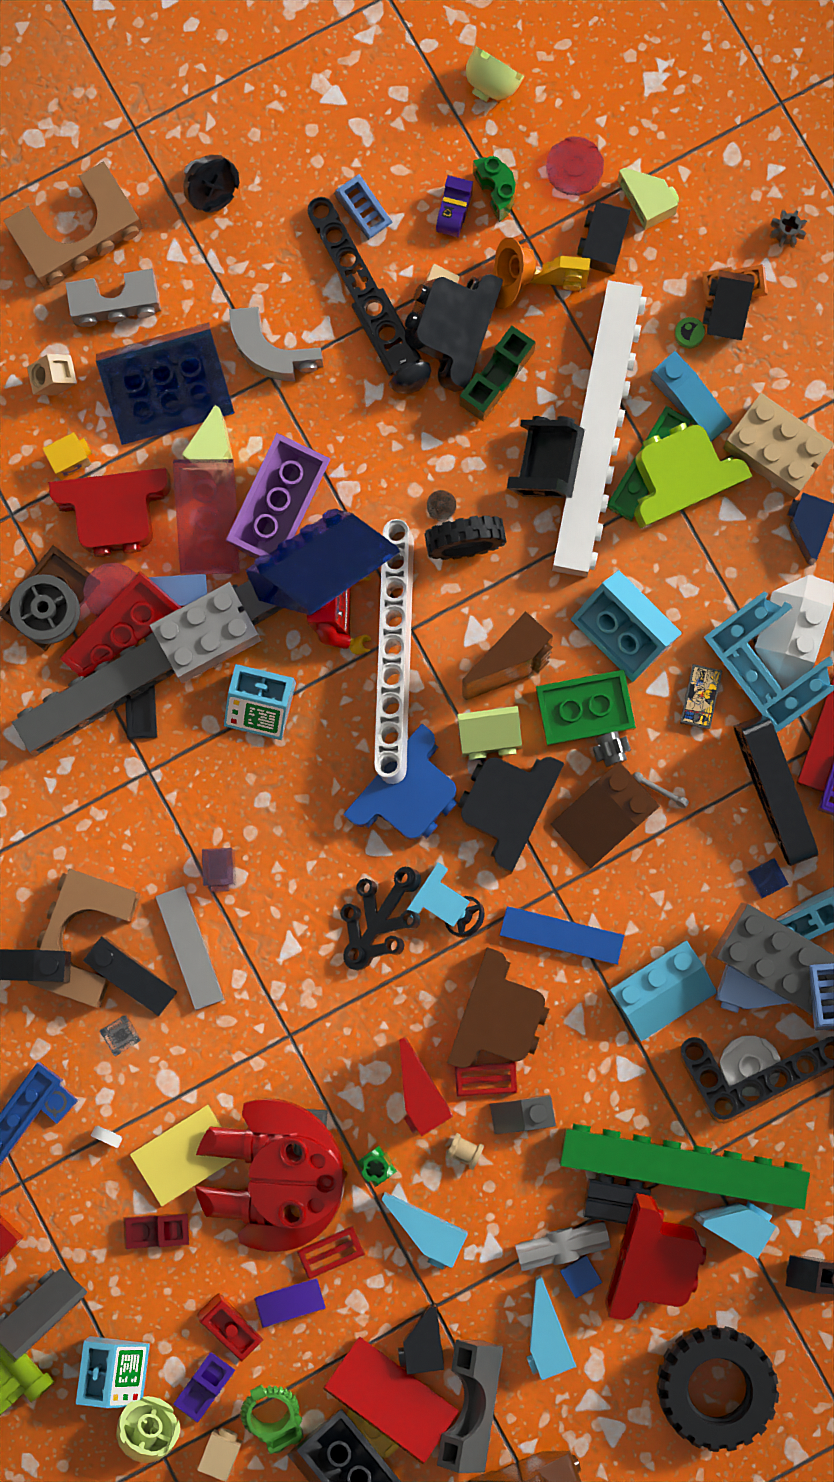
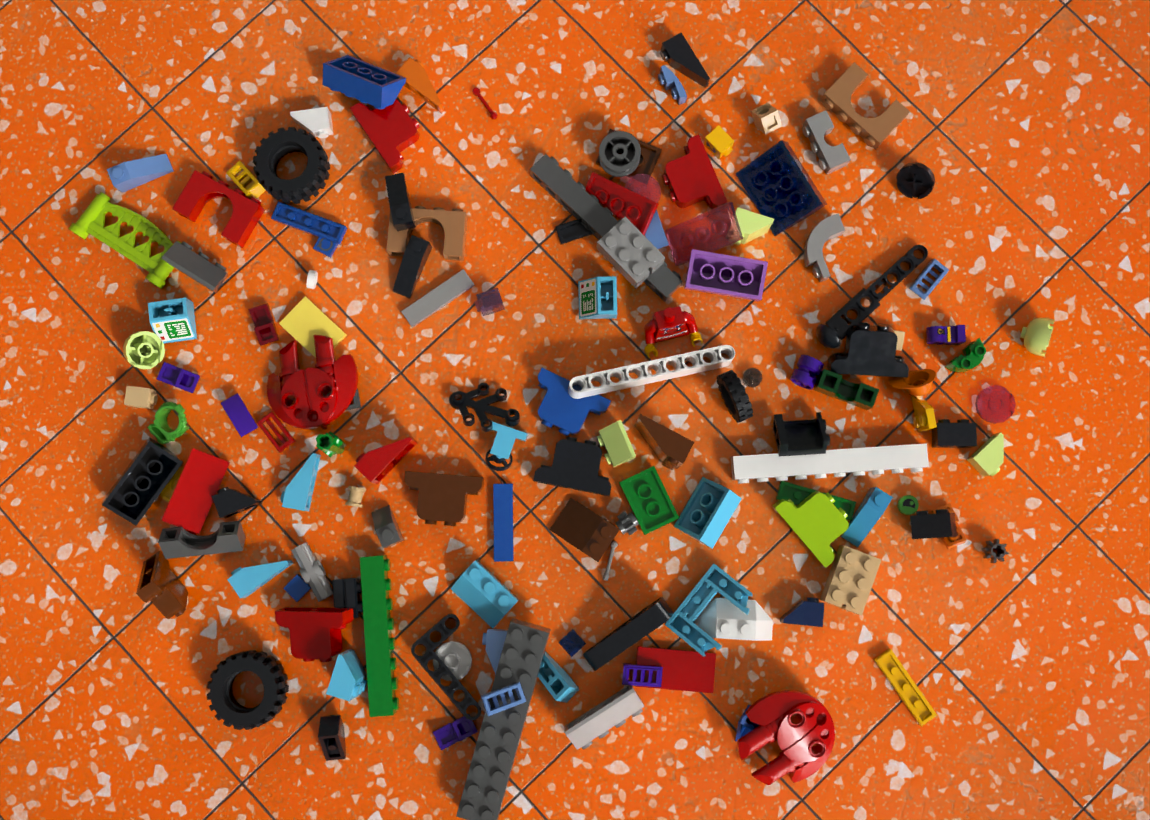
camera: 70 degrees right, 0 degrees up
(120, 1035) = (375, 271): clear tile -> none
(229, 1327) = (217, 383): red slope -> none
(319, 562) = (693, 309): clear blue slope -> none
(455, 423) = (807, 370): none -> dark purple wheel
(481, 1079) = (408, 514): red tile -> none
(701, 696) = (675, 571): tile -> none

